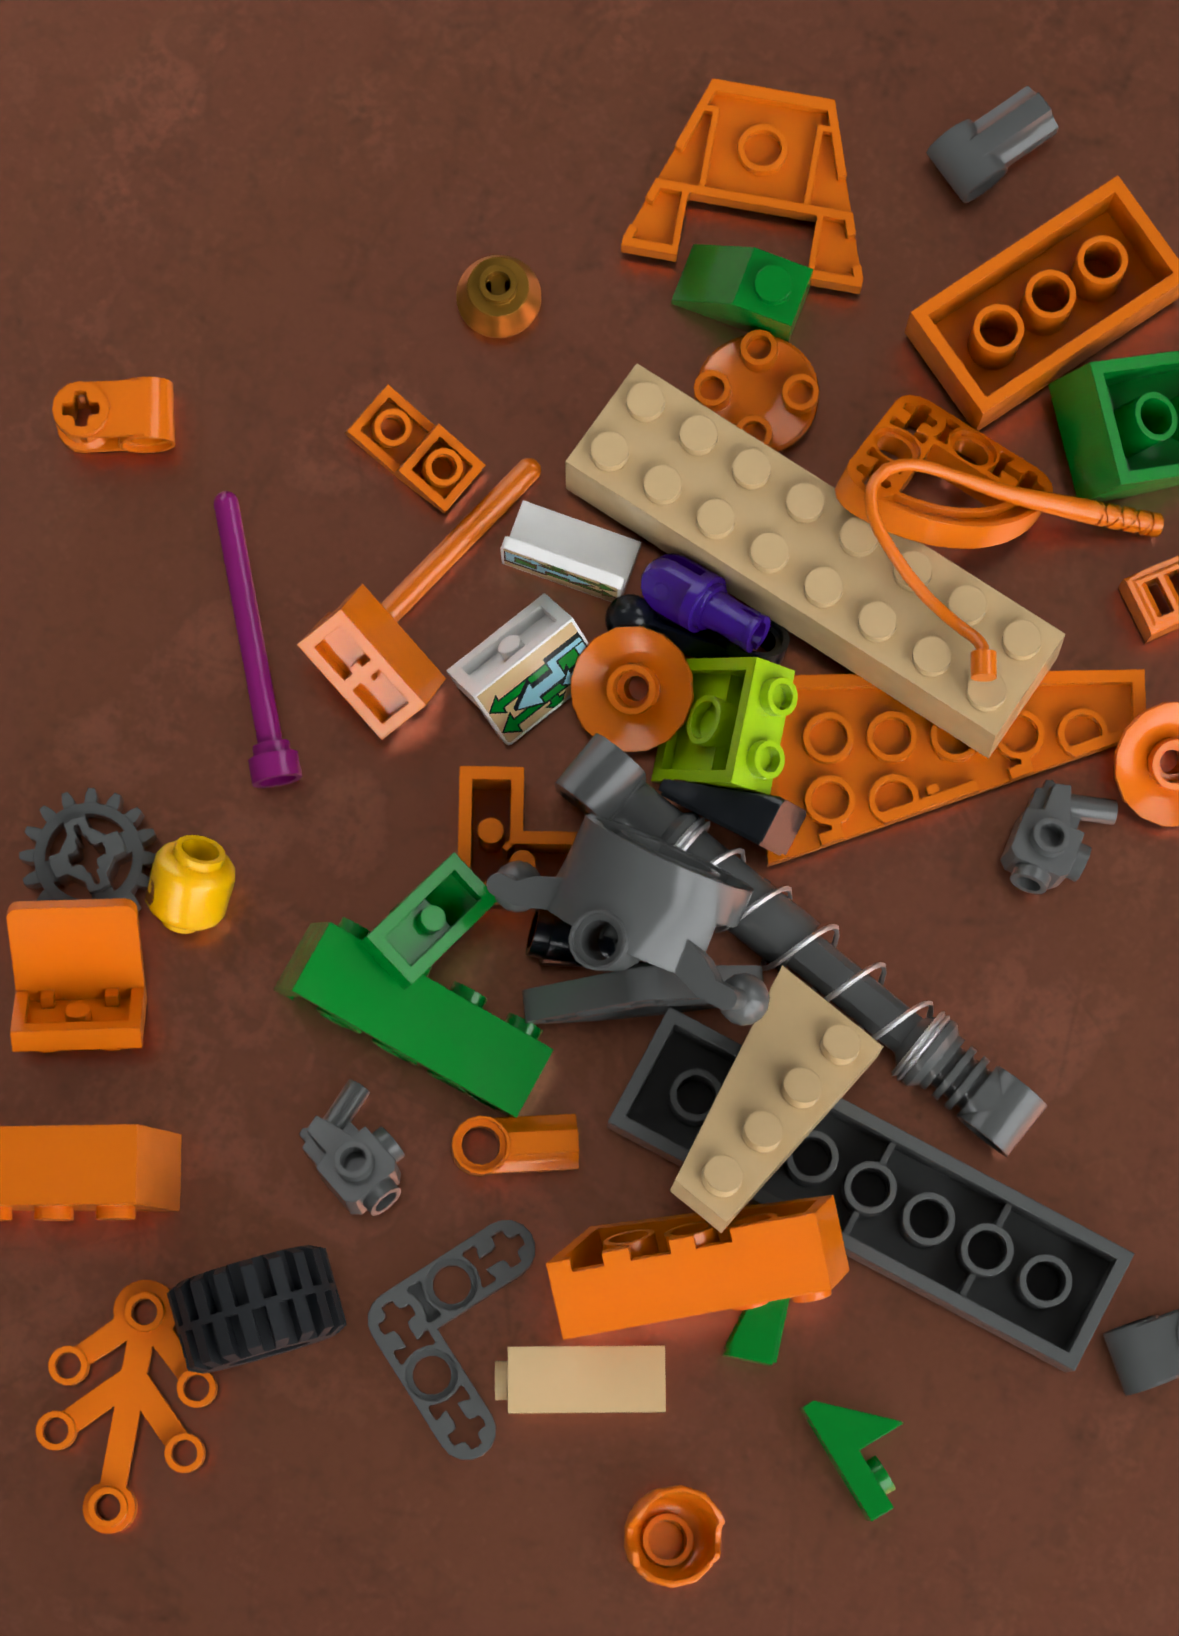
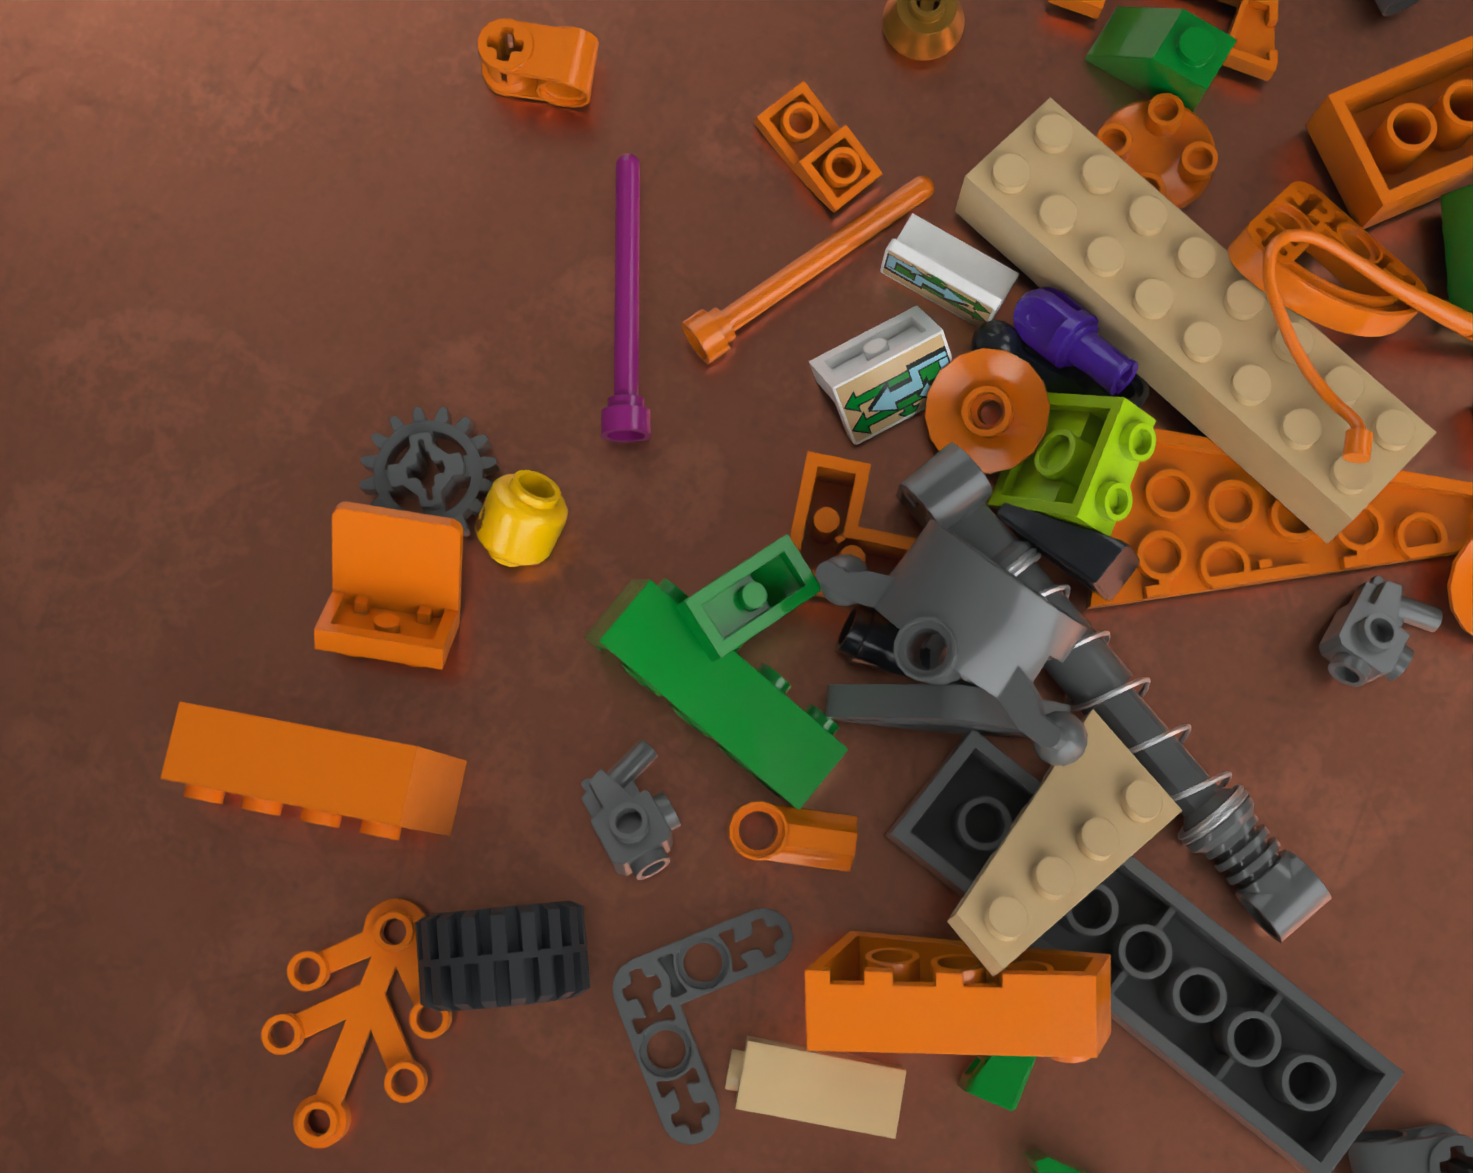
camera: 10 degrees right, 0 degrees up
(372, 662) = (739, 337): orange hinge -> none

